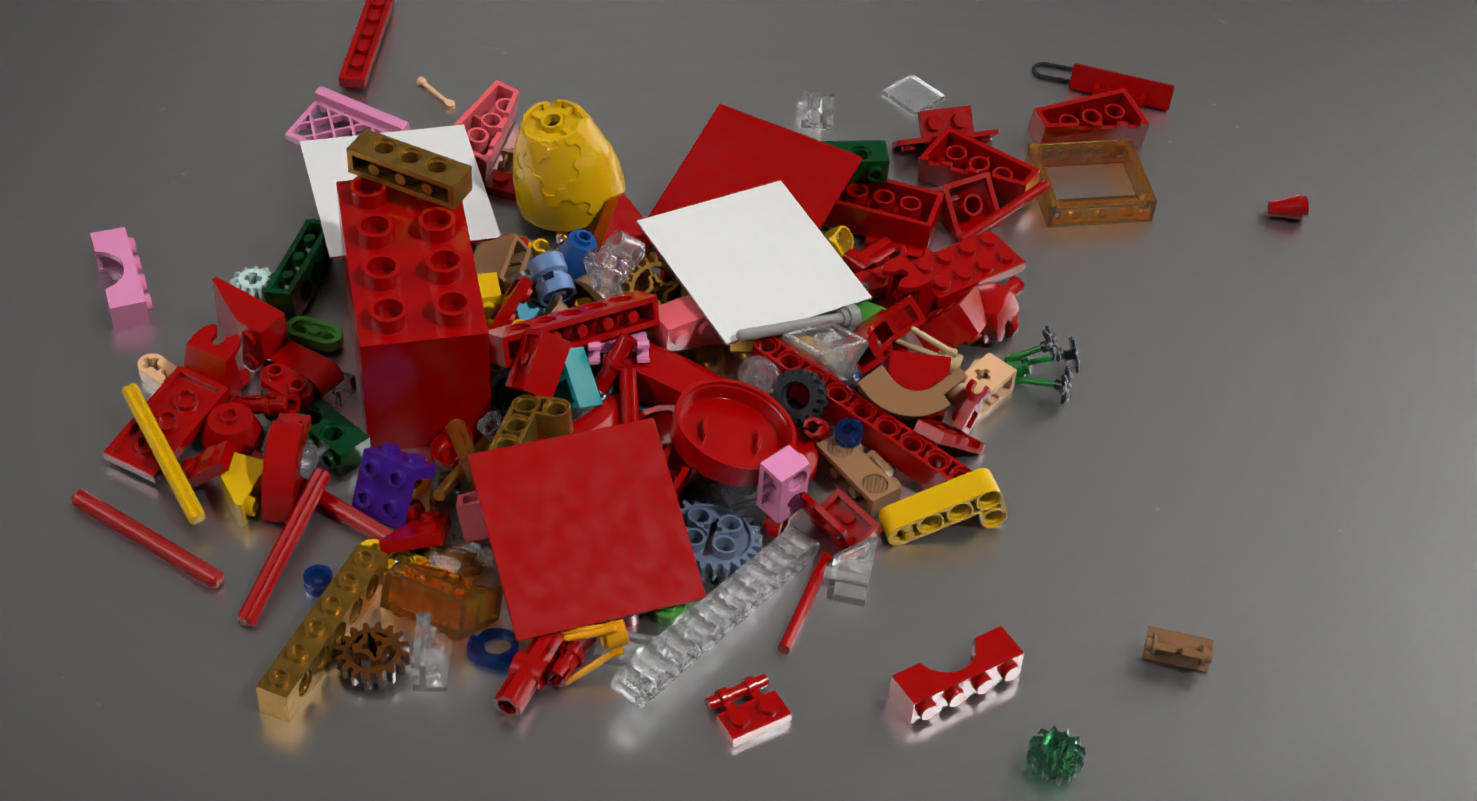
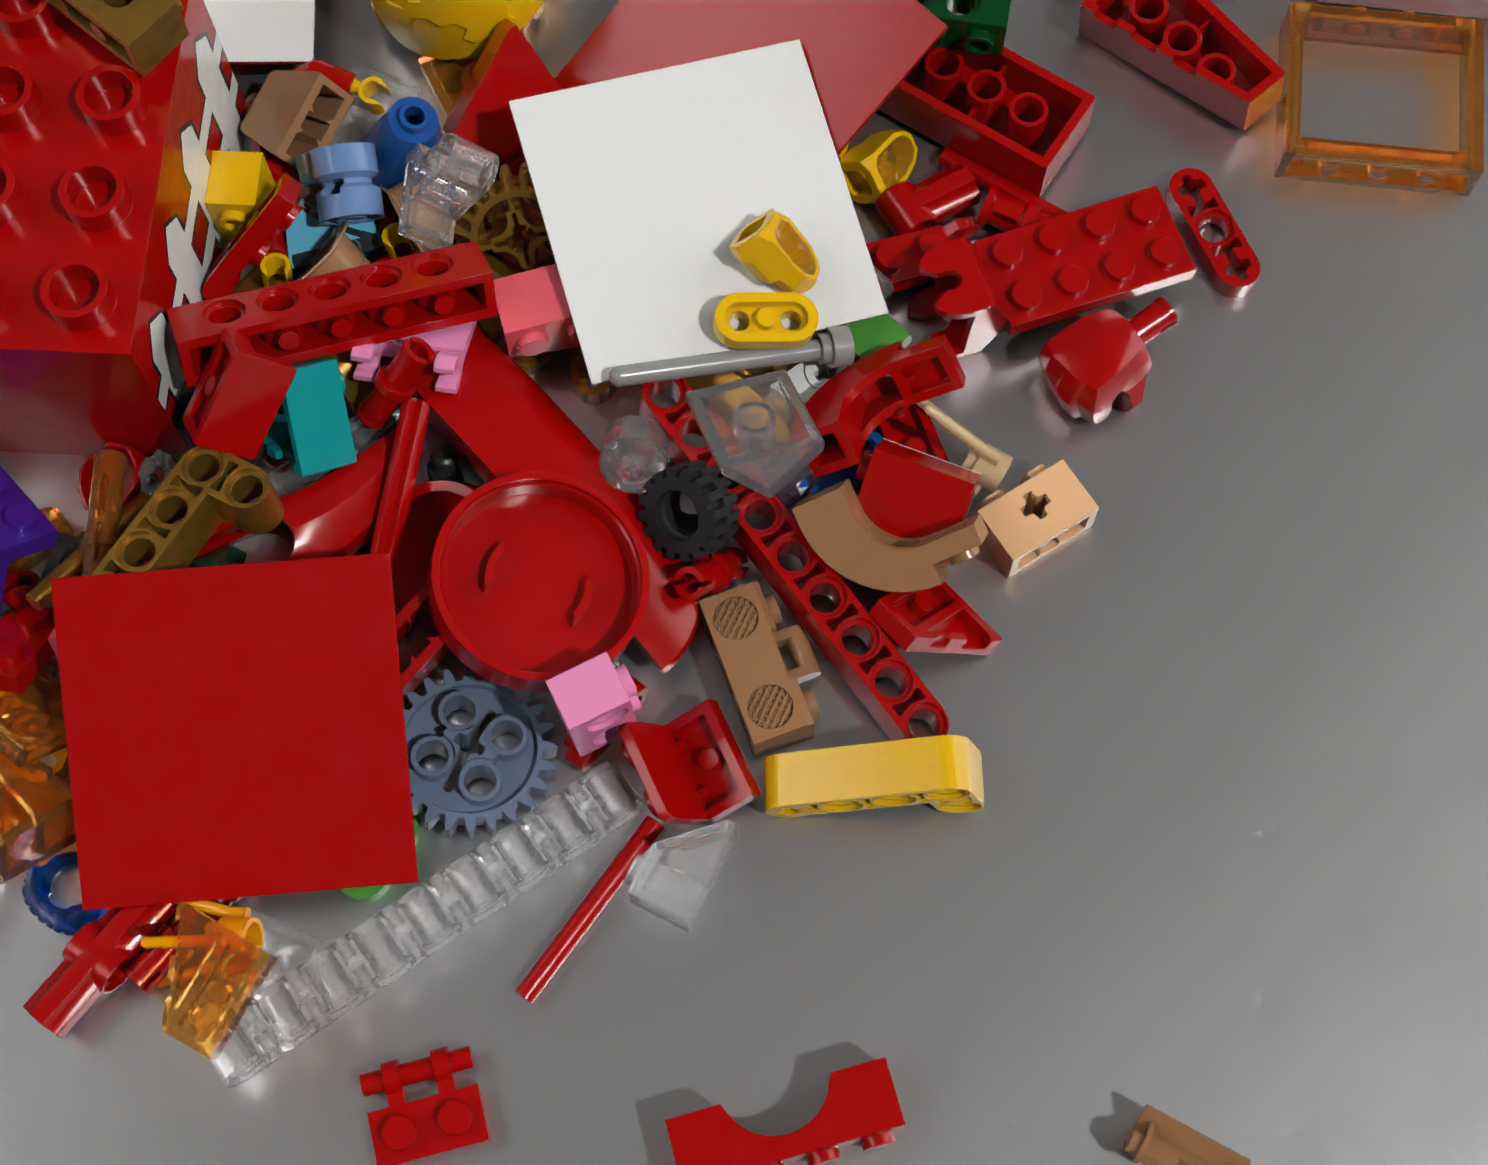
camera: 20 degrees right, 25 degrees up
(616, 640) = (210, 981): none -> clear orange wing
(806, 271) = (777, 252): none -> yellow rock
(811, 302) = (763, 319): none -> yellow plate
(848, 440) = (755, 580): clear blue bush -> none
(955, 321) = (1019, 385): red slope -> none
(967, 203) = (1141, 114): red slope -> none
(967, 413) = (983, 580): red plate -> none
(1005, 211) = (1199, 143): red bar -> none
(1023, 363) = (1116, 489): plant -> none
(1039, 264) = (1212, 254): none -> red beam

